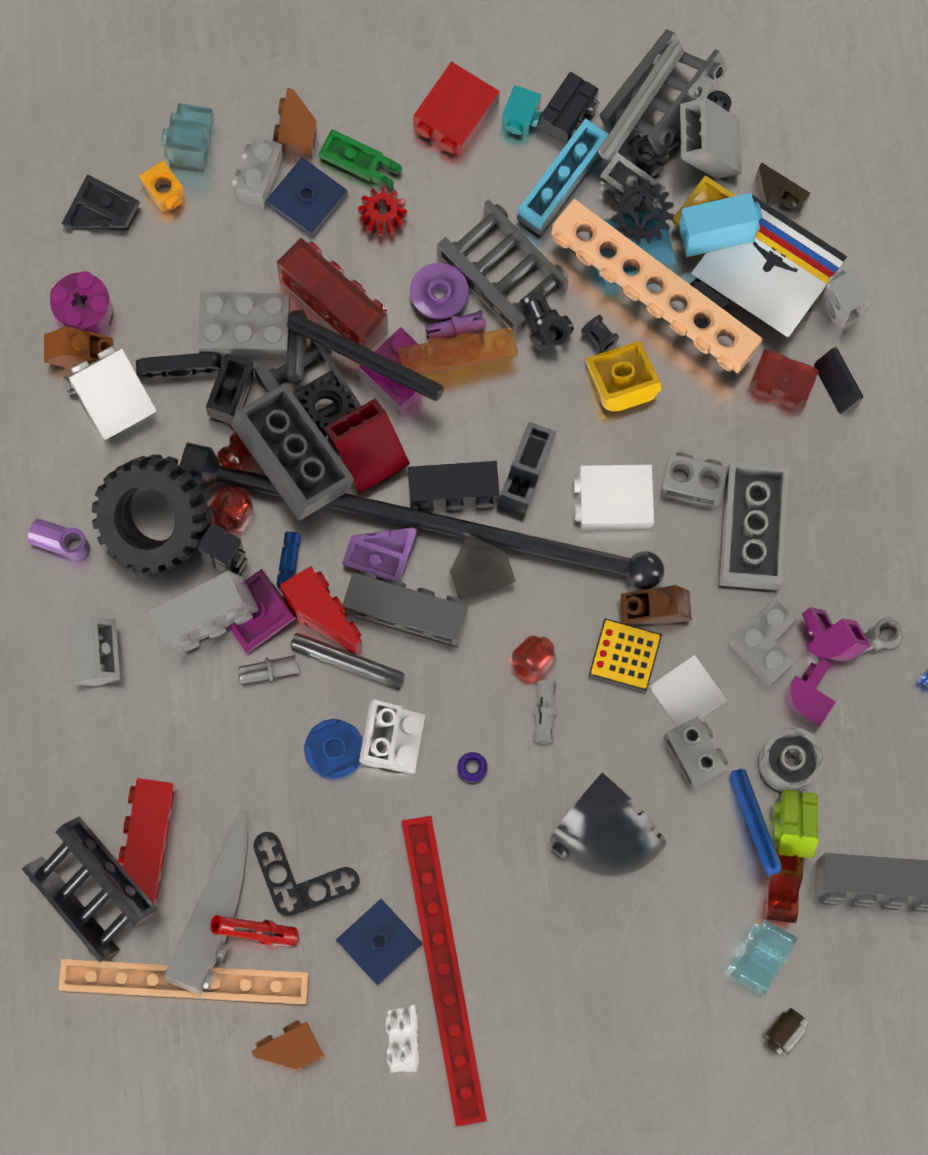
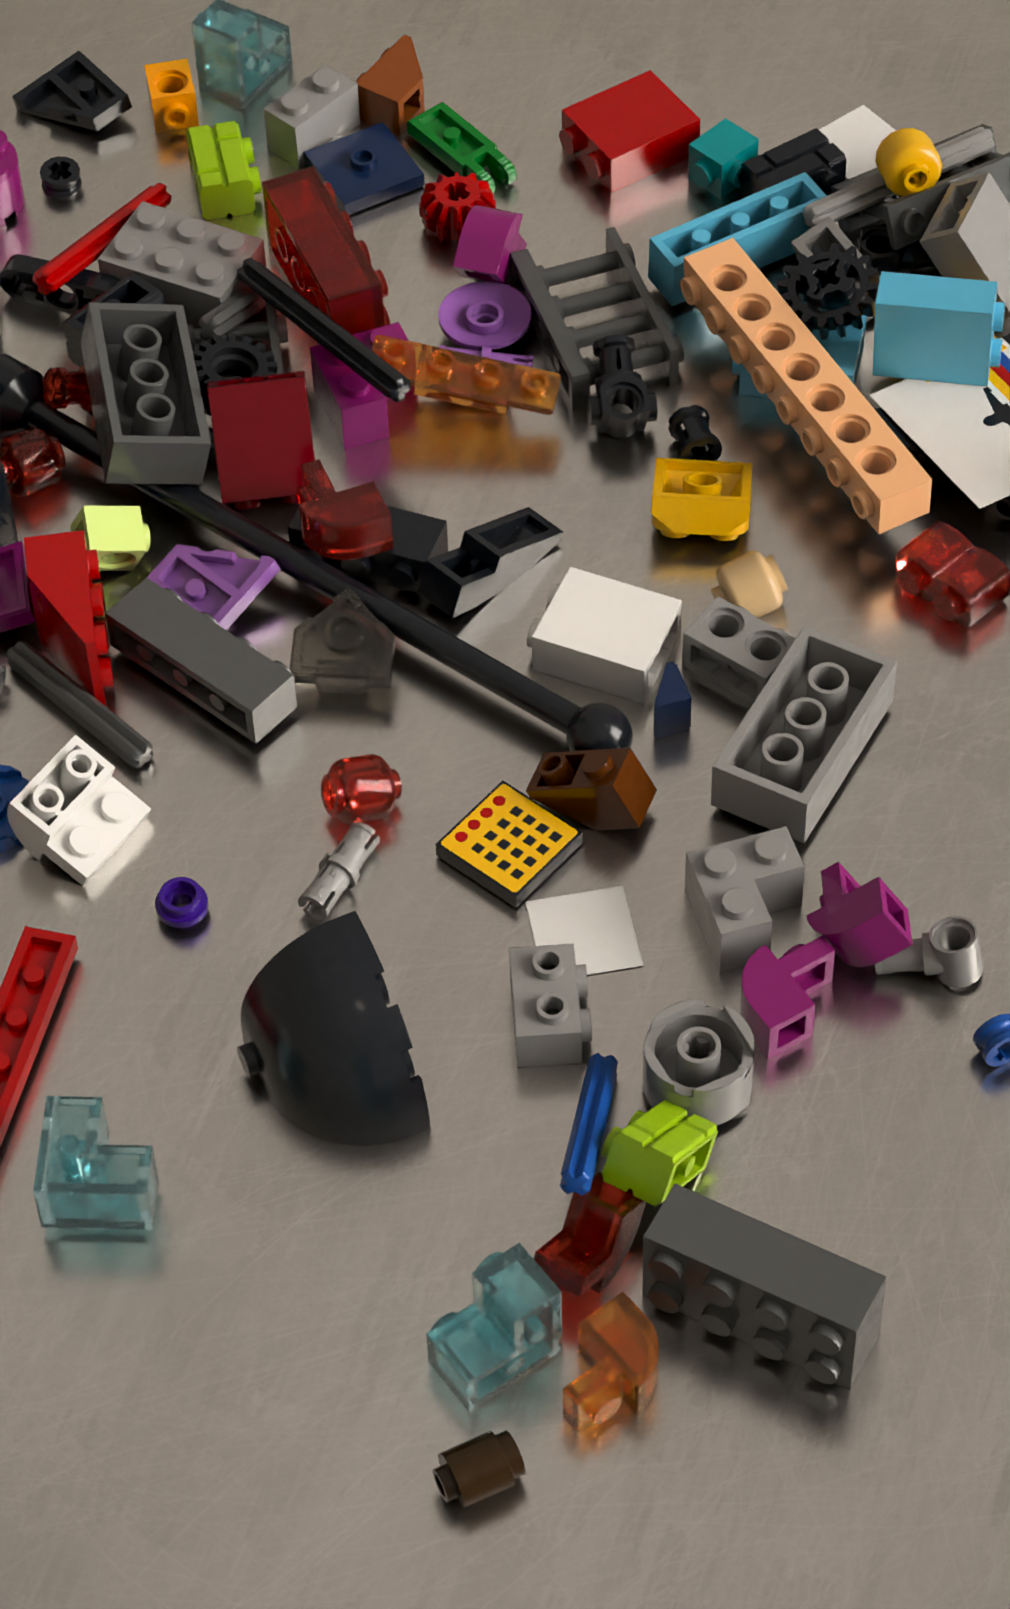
camera: 30 degrees right, 25 degrees down
(133, 272) = (60, 167): none -> black bush
(188, 326) = (92, 244): none -> red axle
(225, 236) = (222, 171): none -> lime brick
(310, 547) = (116, 535): none -> yellowish green brick
(422, 243) = (487, 243): none -> magenta brick
(444, 495) = (343, 522): none -> clear red brick
(516, 962) = (85, 1179): none -> clear light blue brick
(591, 57) = (858, 137): none -> white sticker
(652, 102) = (908, 161): none -> yellow head
(672, 529) = (672, 704): none -> dark blue slope
(678, 432) = (751, 583): none -> tan head
(828, 939) = (624, 1363): none -> clear orange brick

